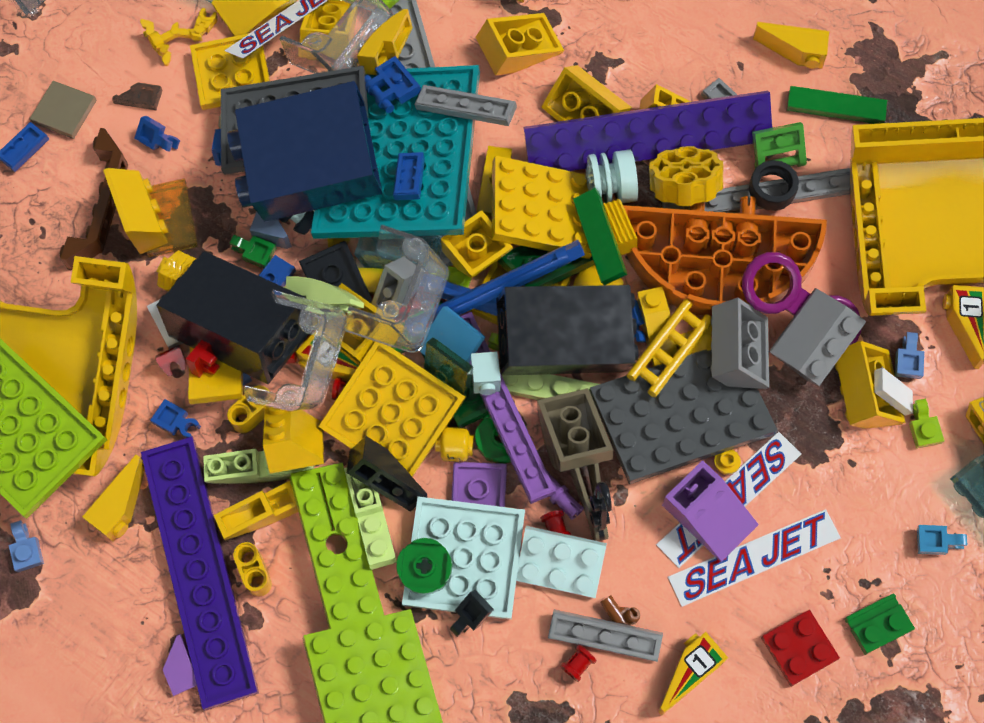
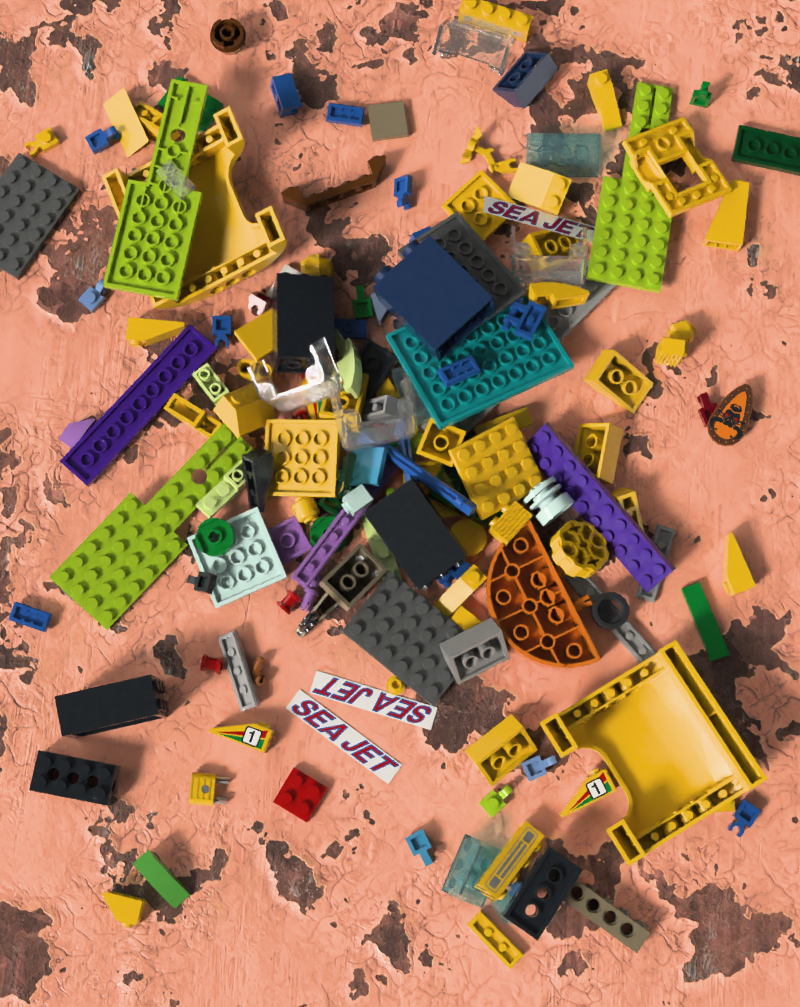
camera: 55 degrees right, 10 degrees up
(137, 208) = (341, 215): yellow slope -> none
(140, 96) = (428, 162): clear smoke tile -> none
(178, 216) = (352, 236): clear yellow tile -> none
(202, 360) = (264, 322): red tile -> none
(252, 569) = (154, 435): yellow beam -> none
(466, 105) = (535, 376): light grey tile -> none
(561, 561) = (267, 617): light aqua plate -> none
(600, 236) = (494, 517): green tile -> none
(654, 349) = (438, 597): yellow bar -> none
(710, 511) = (353, 692): medium lavender slope -> none
(780, 140) = (645, 597): bright green plate -> none
(795, 296) = (528, 674): magenta bar -> none
(817, 336) = (510, 697): light grey slope -> none
(879, 624) = (344, 836): green plate -> none
(893, 391) = (504, 767): white tile -> none

